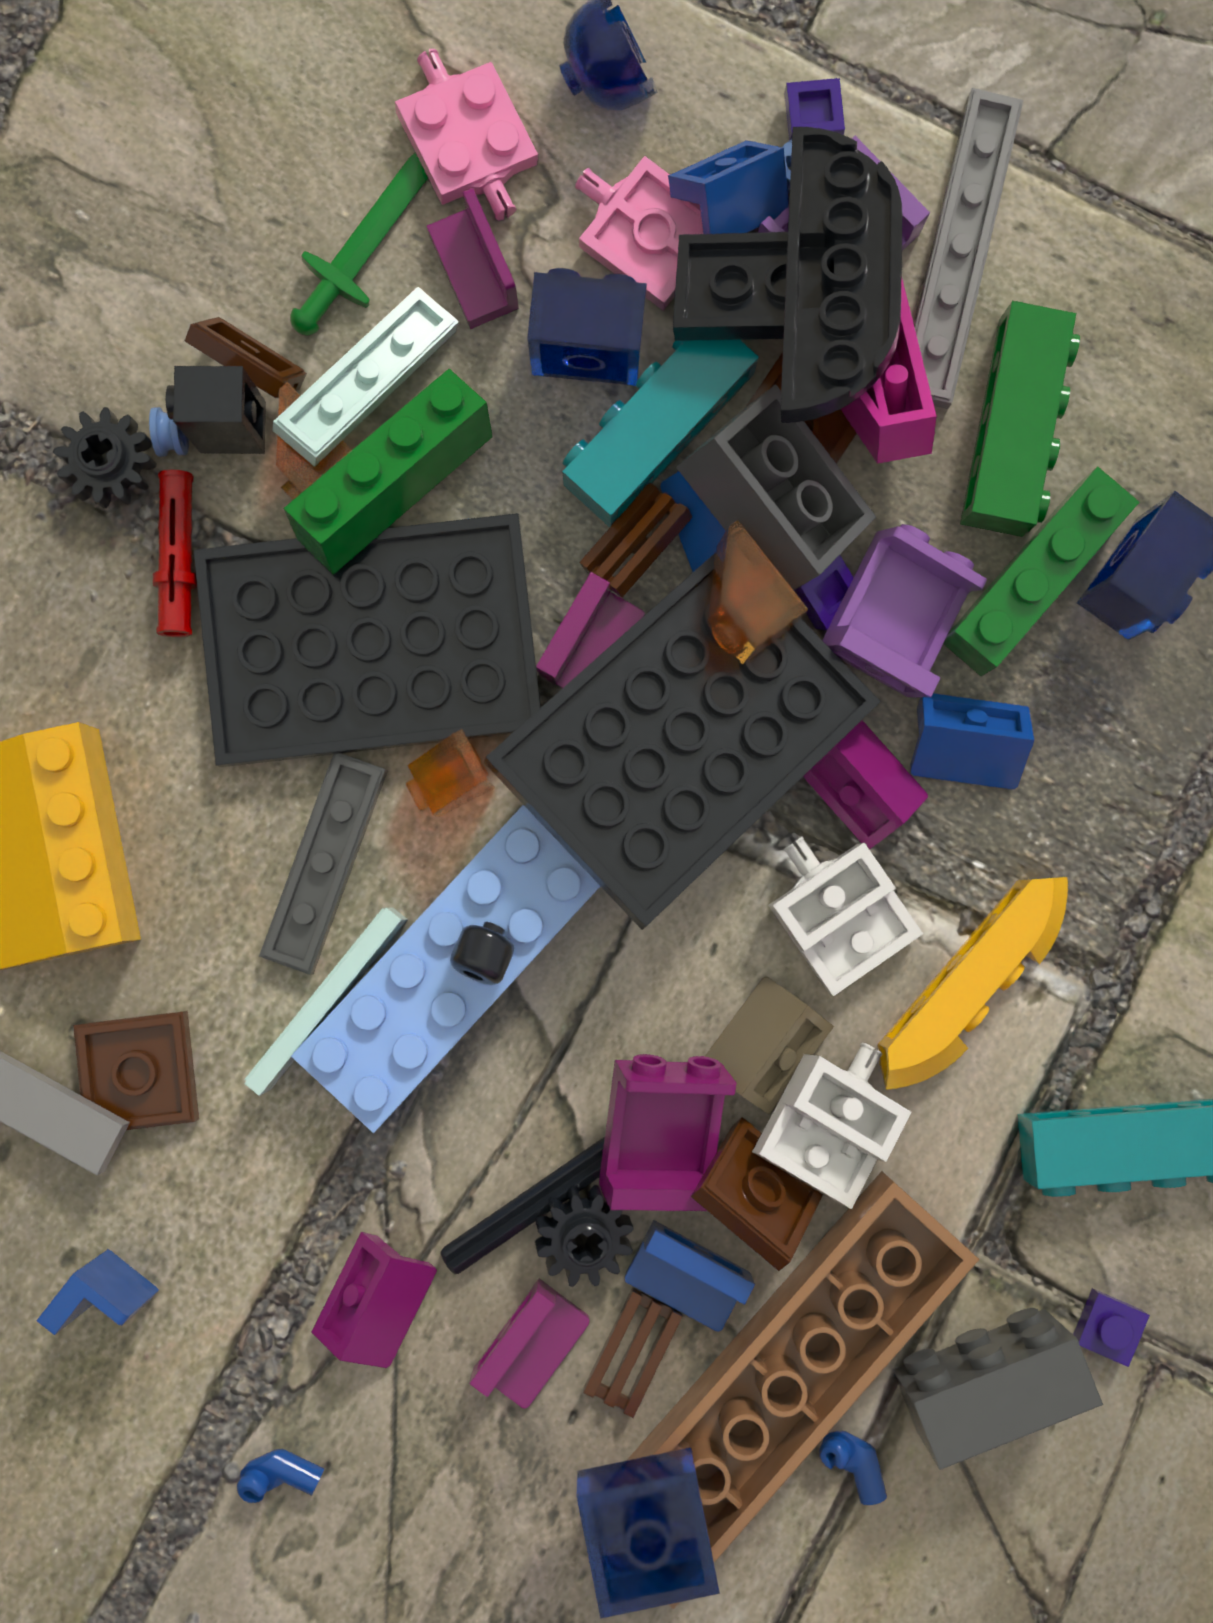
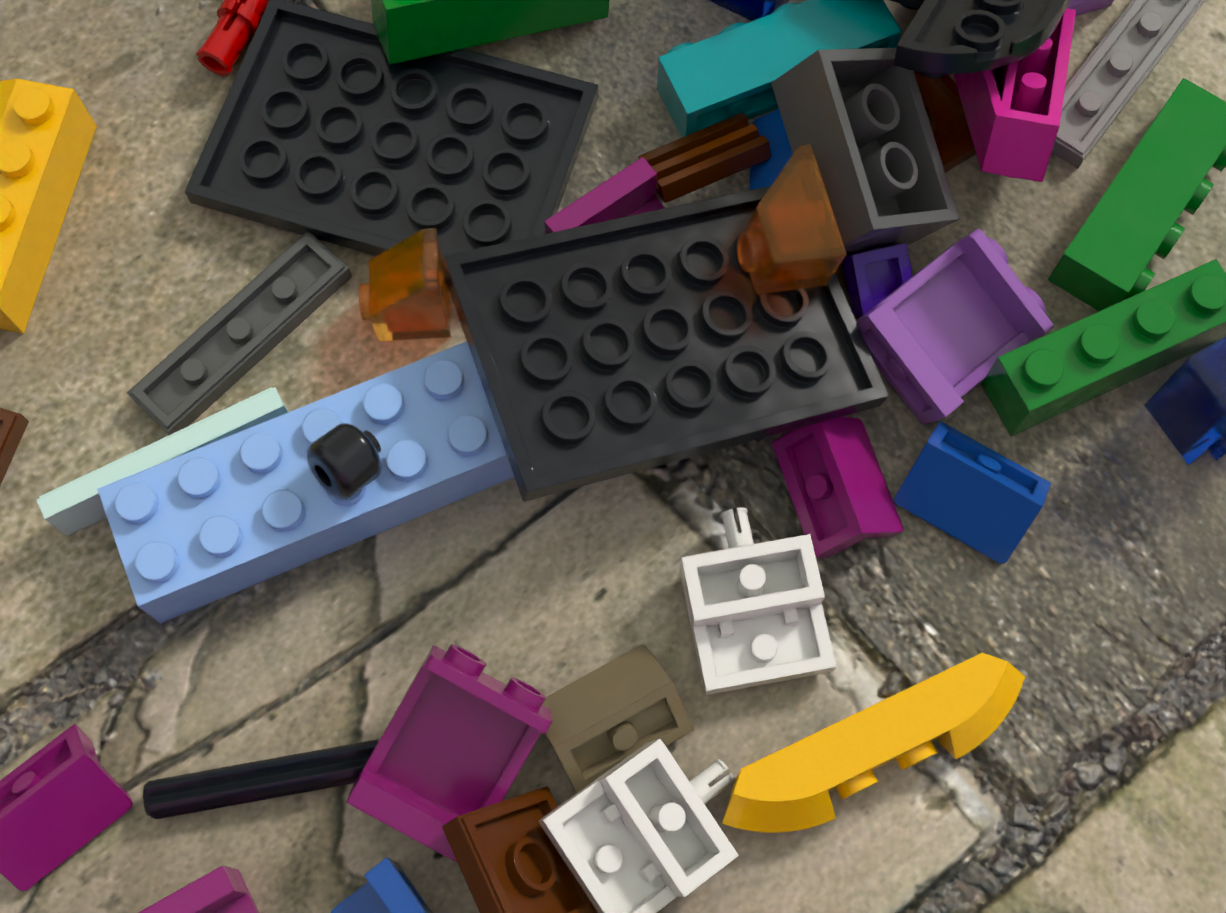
camera: 30 degrees right, 15 degrees down
(570, 1249) = (298, 857): black gear -> none

